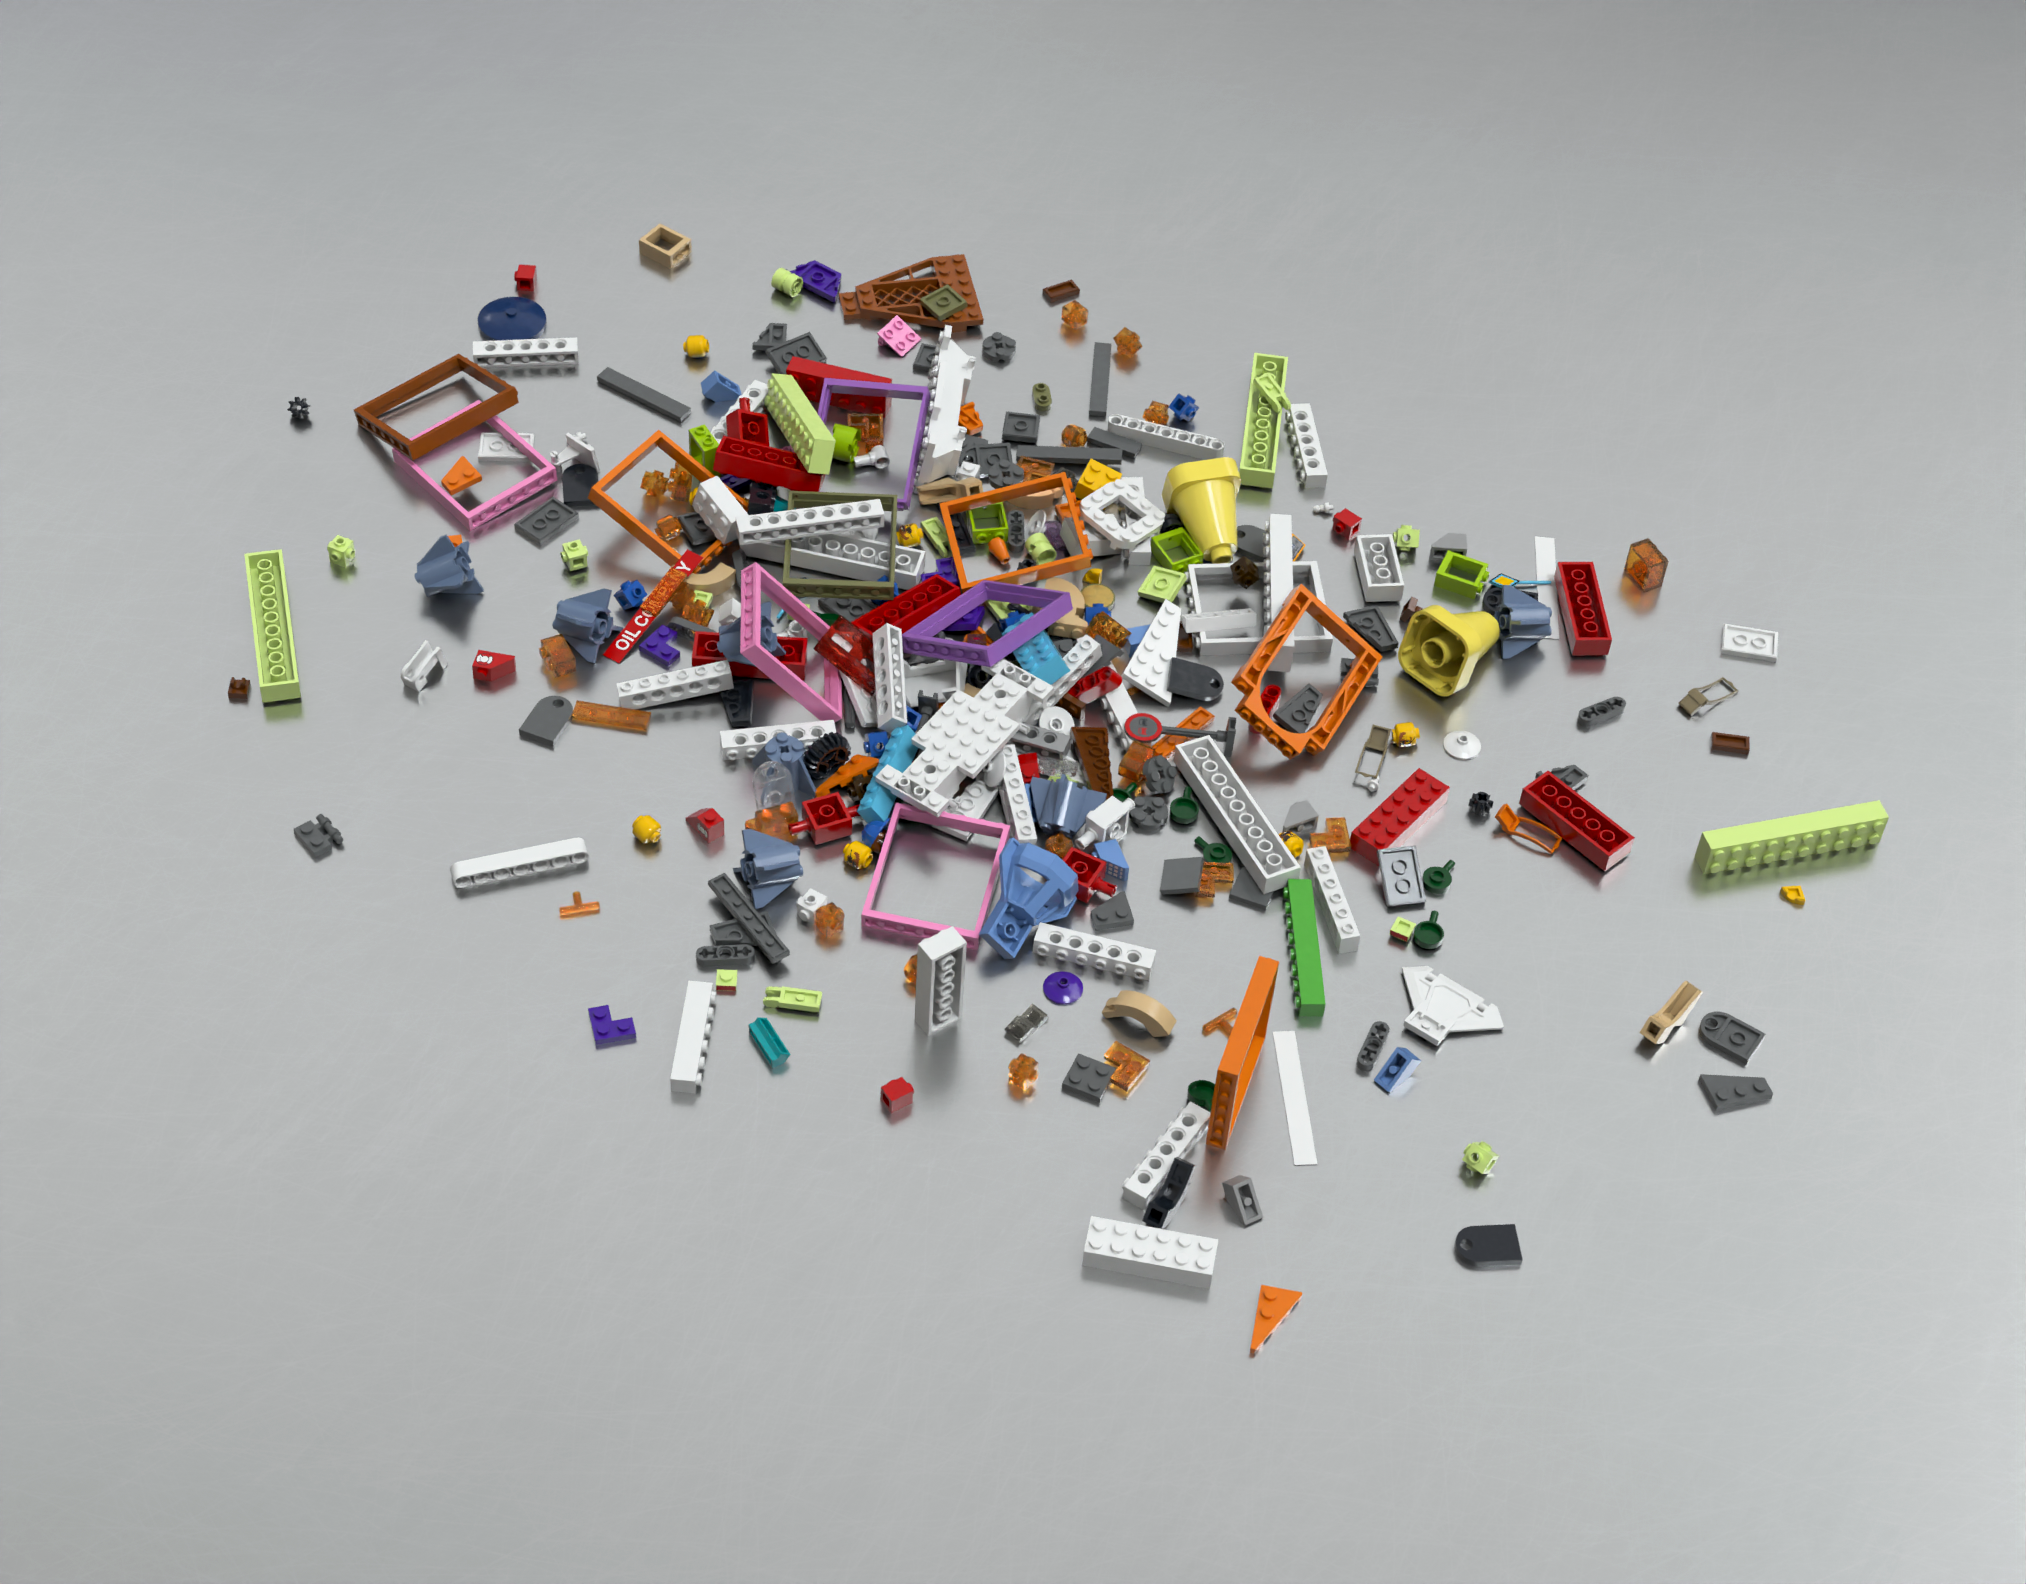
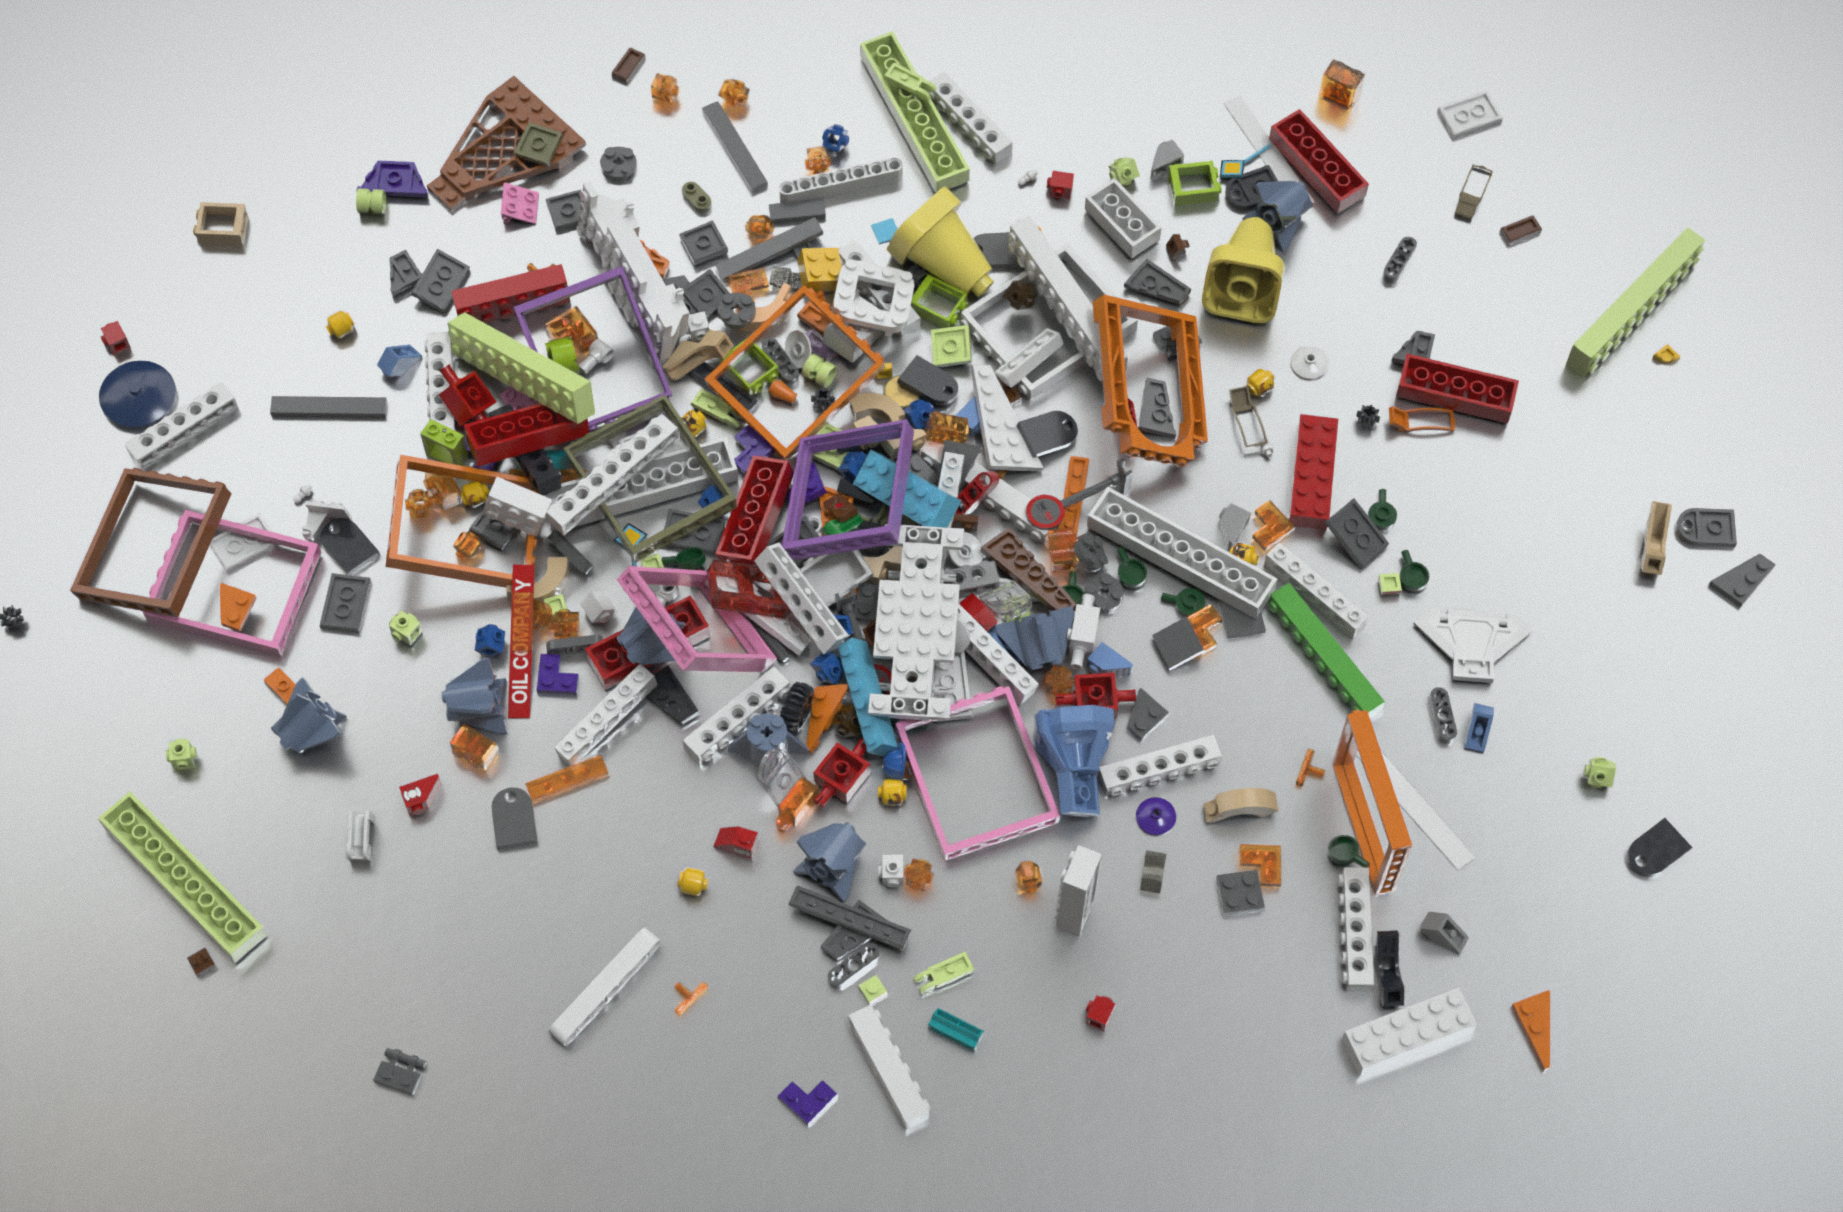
camera: 30 degrees left, 15 degrees up
(1023, 1071) = (1187, 923): clear orange brick -> none
(1123, 600) = (928, 382): none -> black tile

